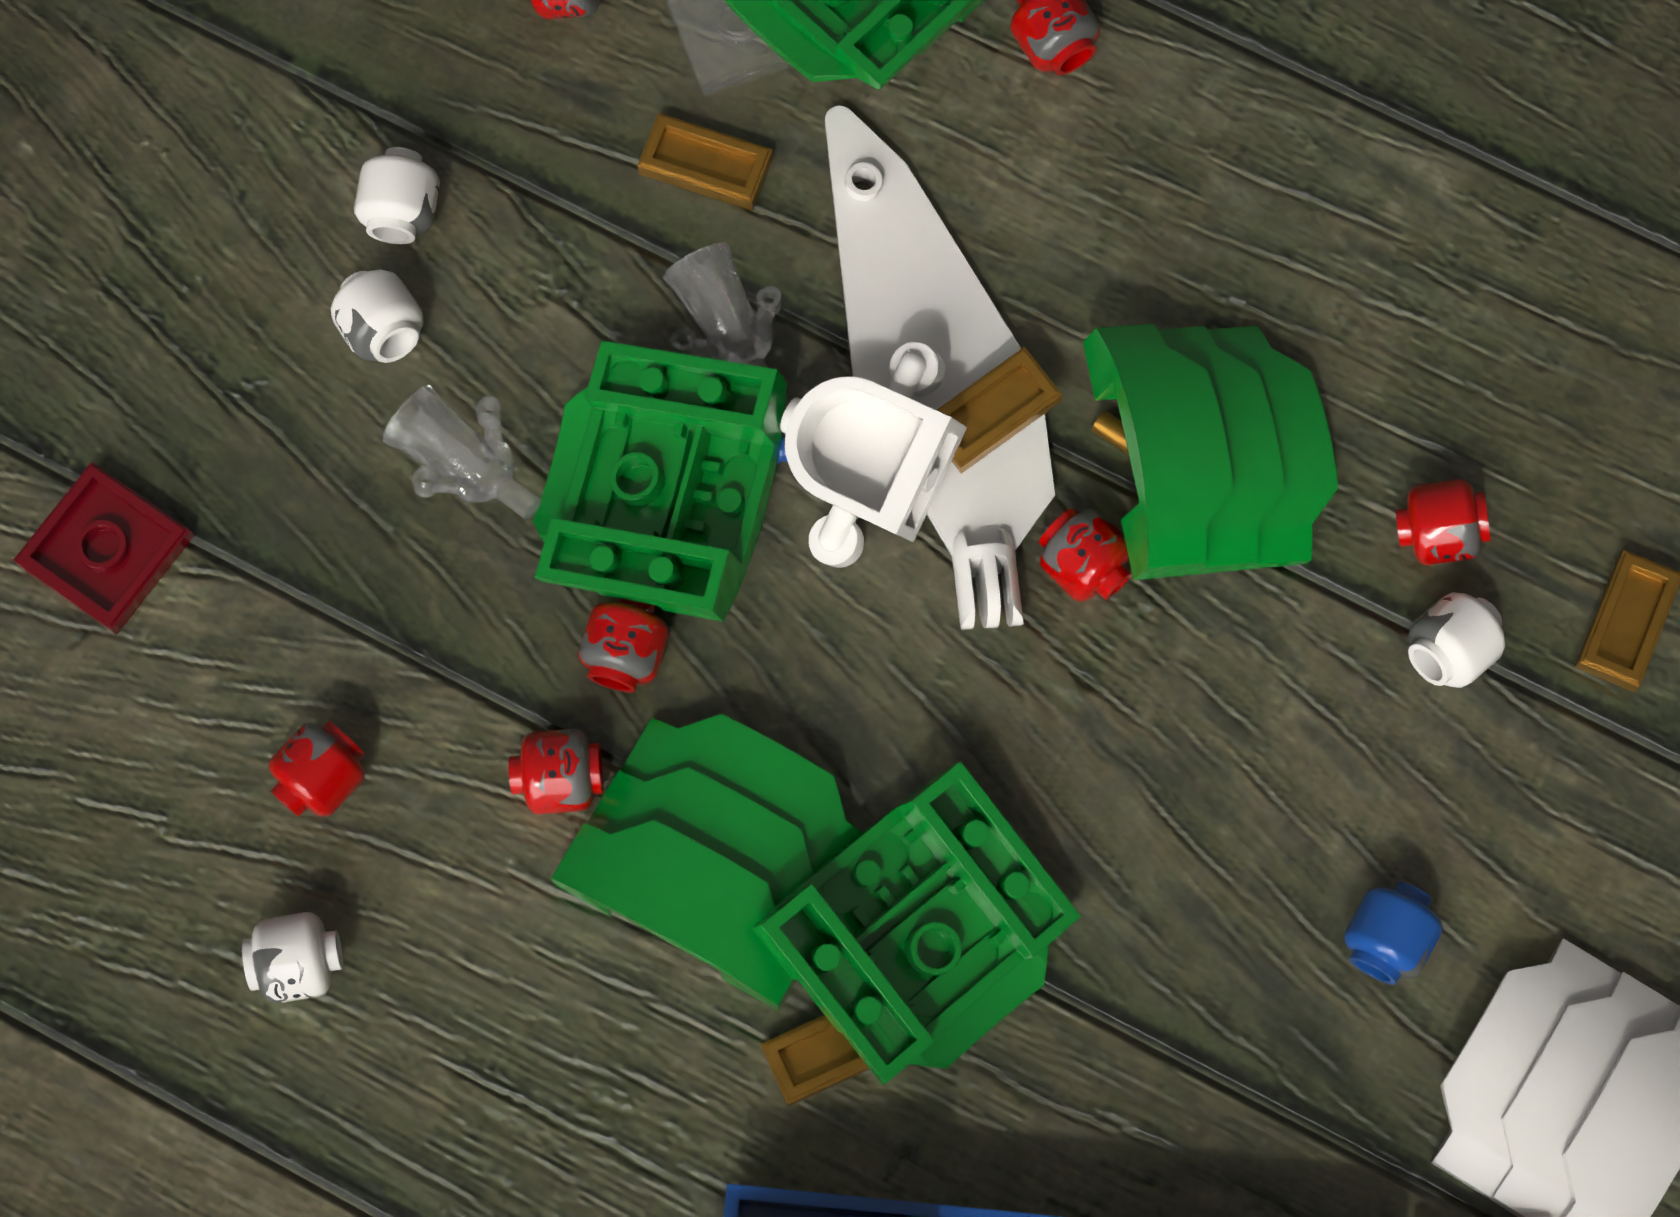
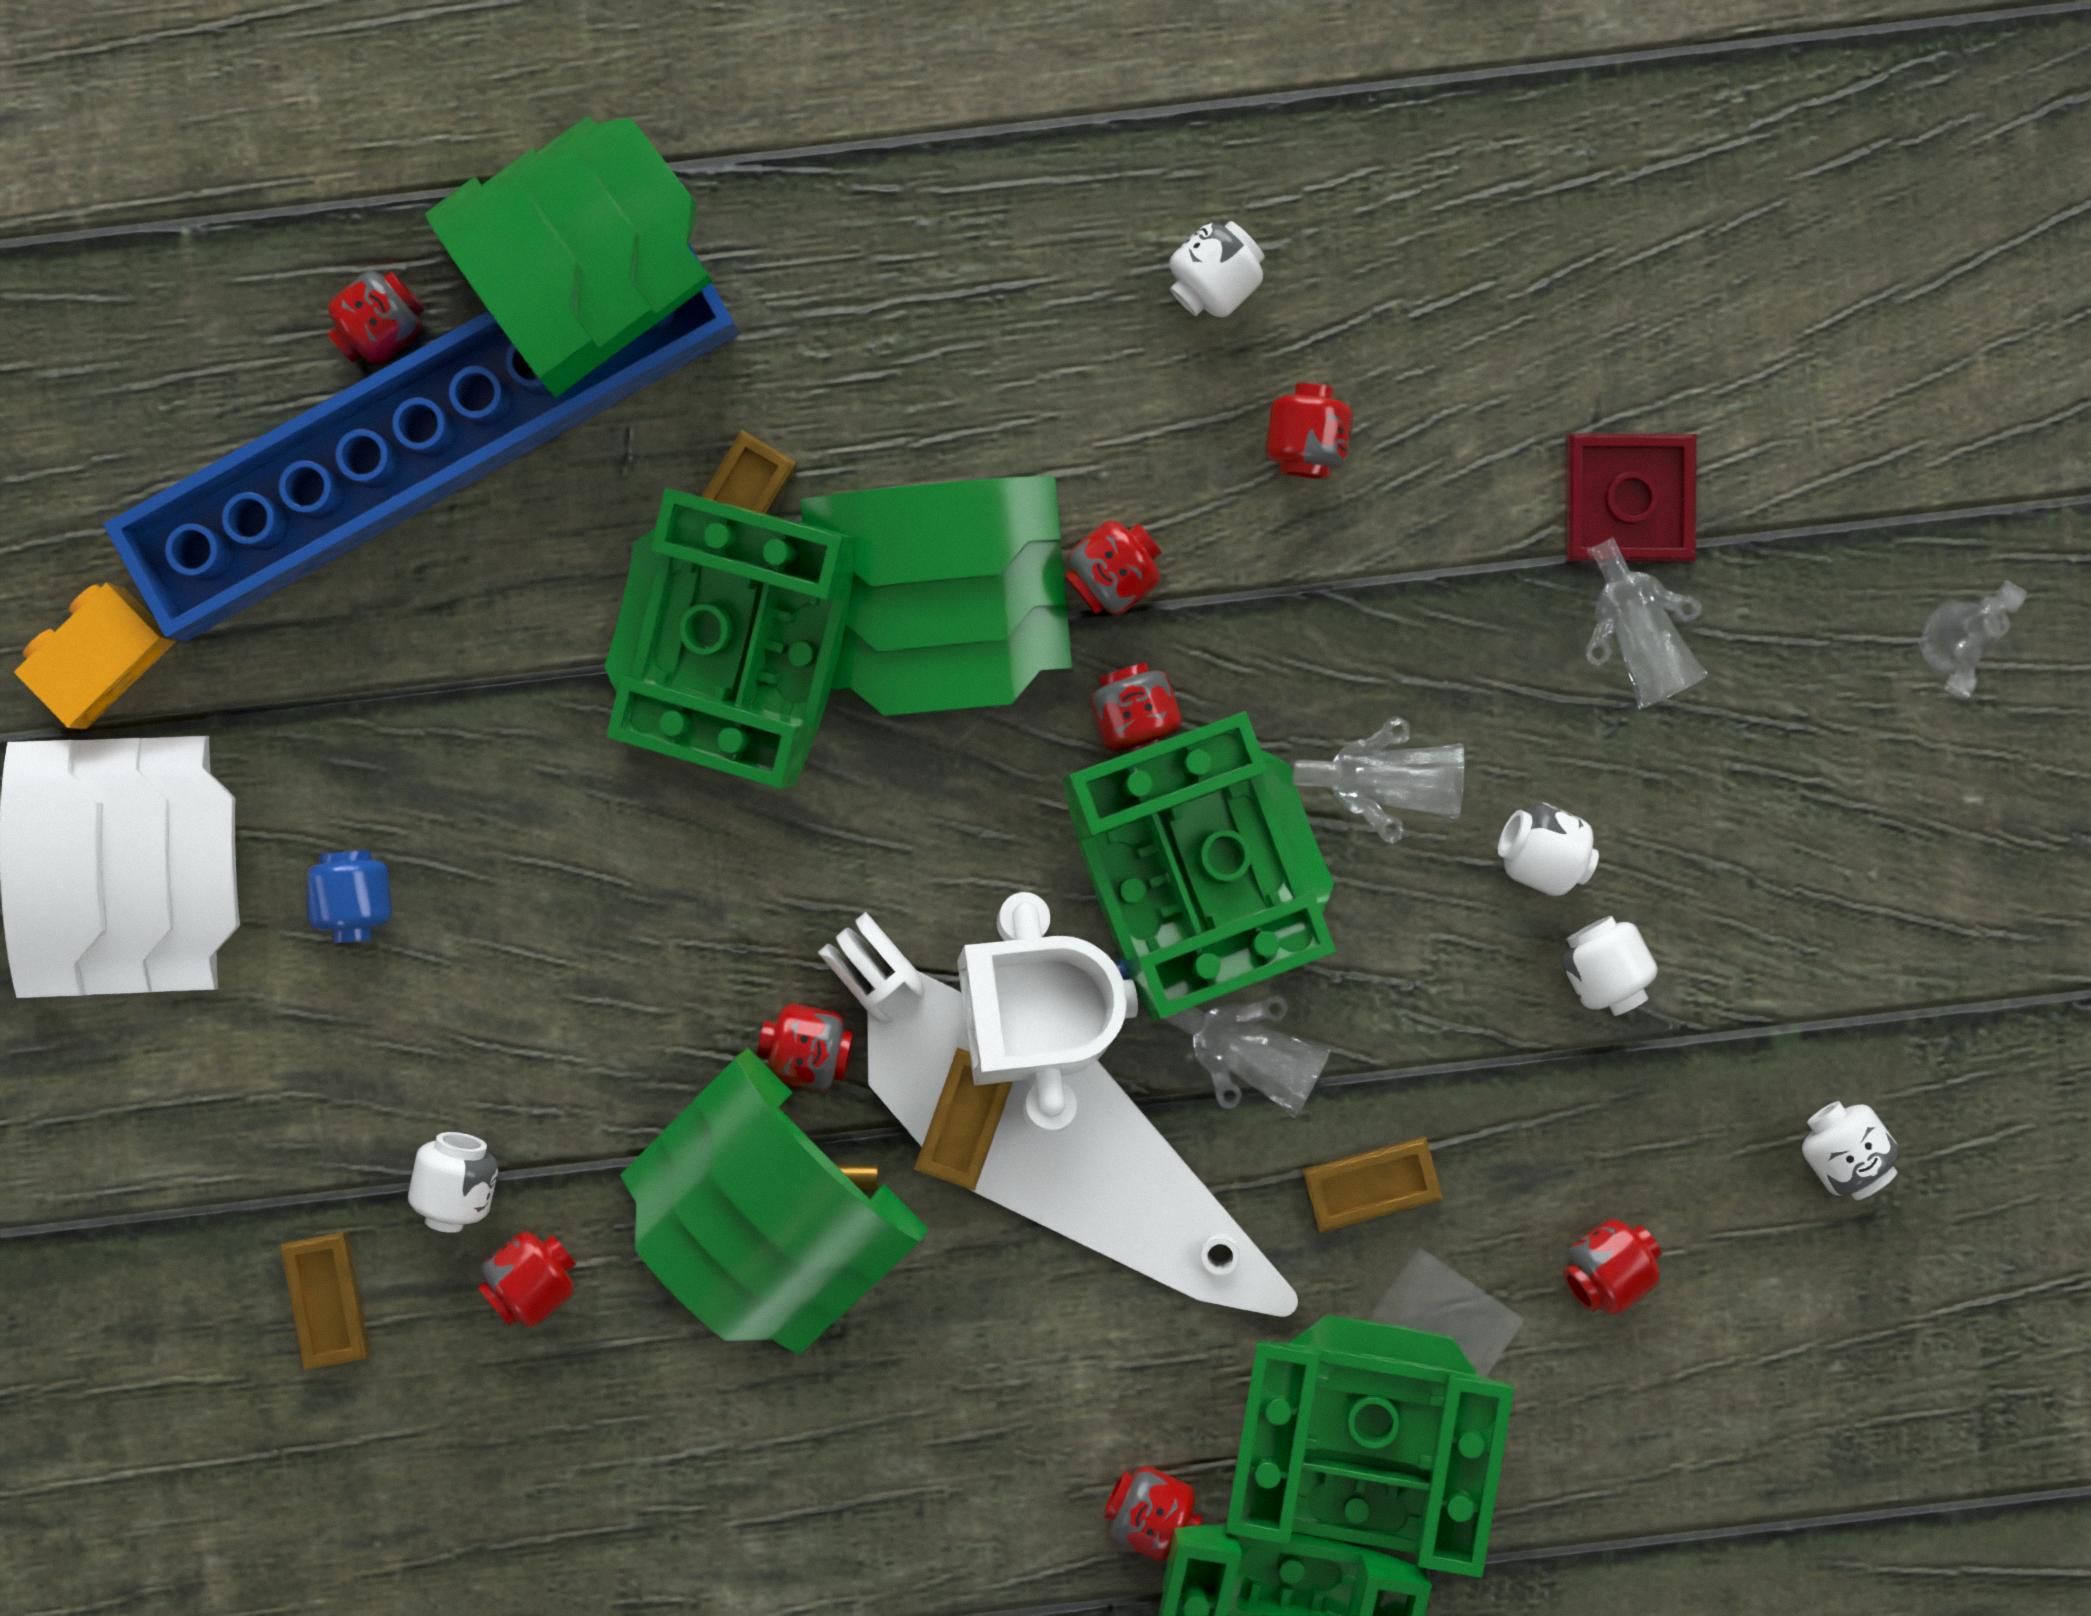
camera: 145 degrees right, 15 degrees up
(175, 422) = (1634, 610): none -> clear piece

